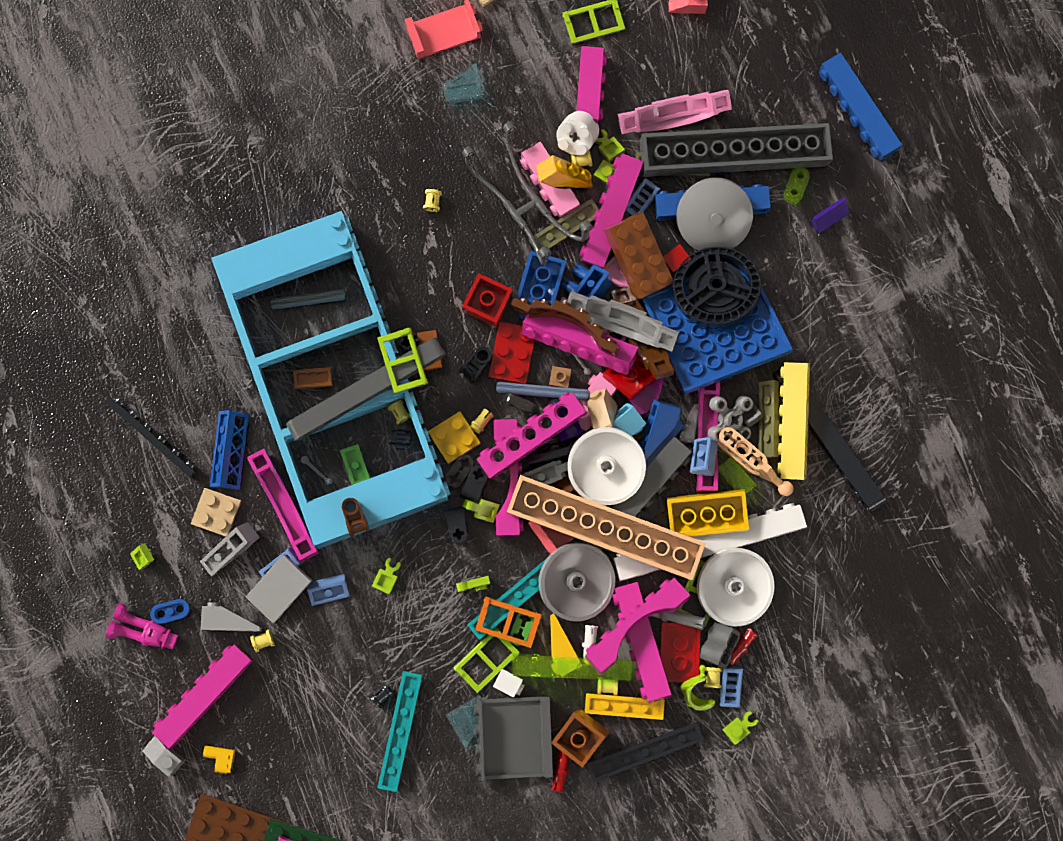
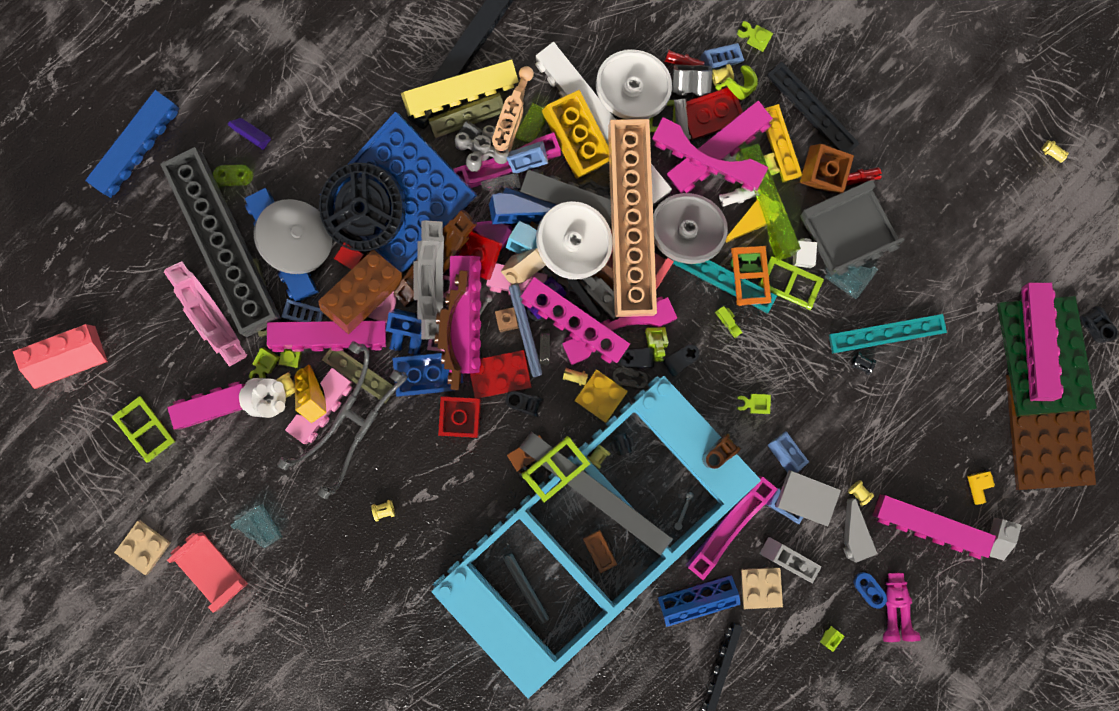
camera: 110 degrees left, 5 degrees up
(354, 464) = (665, 476): bright green plate -> none

